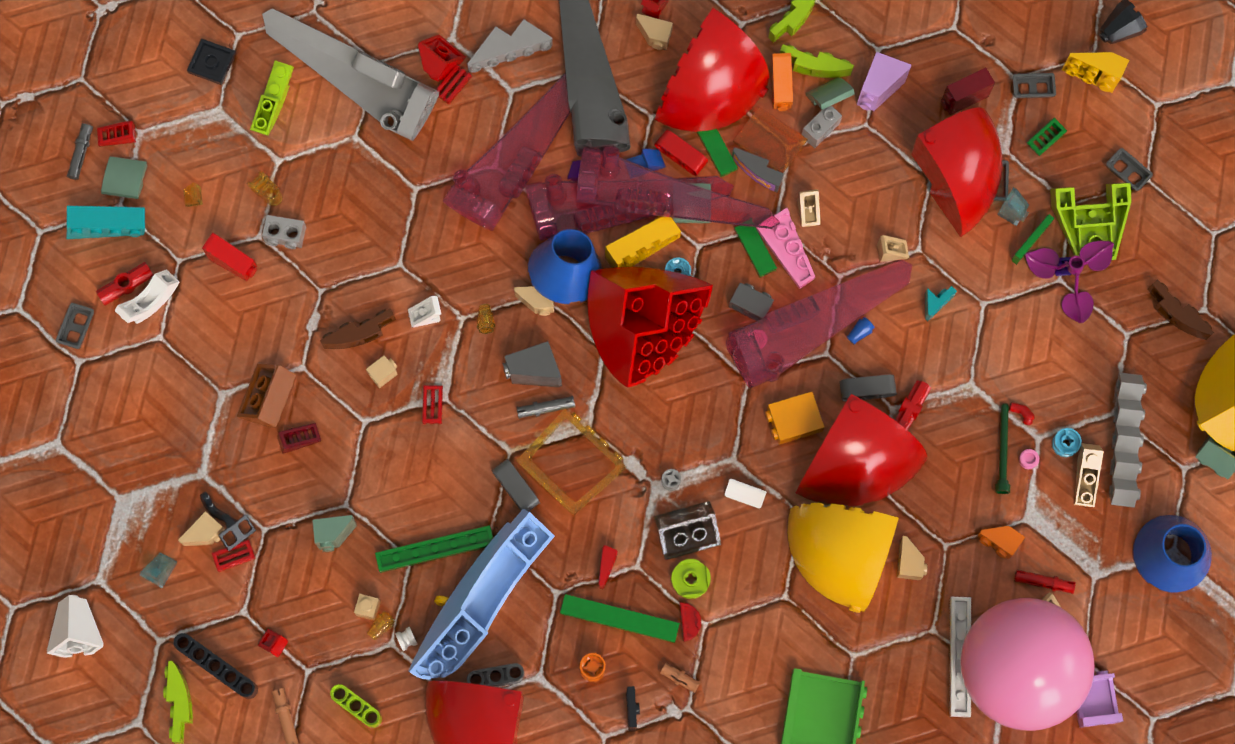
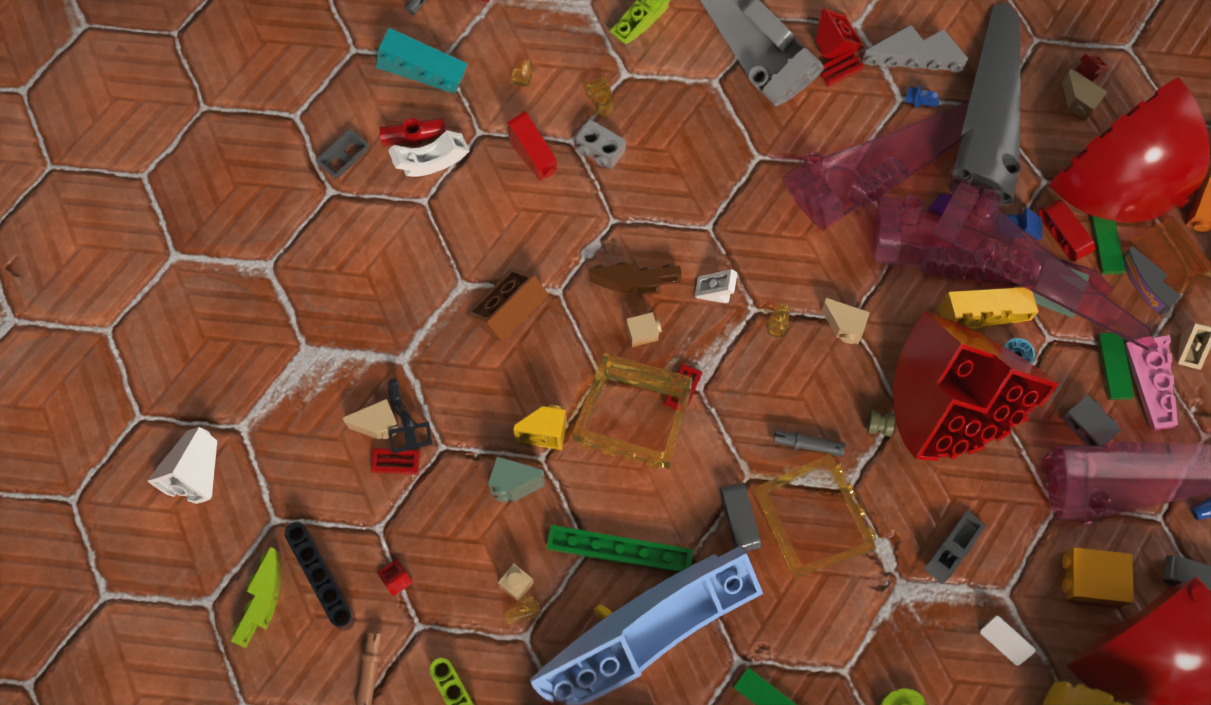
camera: 25 degrees right, 5 degrees down
(124, 177) = (460, 29): sand green slope -> none
(159, 570) = (308, 442): clear light blue slope -> none
(296, 431) = (513, 370): dark red slope -> none
(337, 482) = (543, 428): none -> yellow slope
(397, 409) = (645, 377): none -> clear yellow windscreen
(406, 638) = (544, 639): white wheel -> none
(524, 85) = (919, 97): none -> blue piece
(533, 367) = (814, 392): dark grey slope -> none
(557, 278) = (892, 296): blue cone -> none
(595, 368) = (883, 423): none -> olive wheel
(607, 562) = (814, 648): red slope -> none
(672, 476) = (928, 583): light grey wheel -> none
(683, 440) = (954, 547): none -> dark grey slope
(687, 530) = (922, 654): clear smoke slope -> none

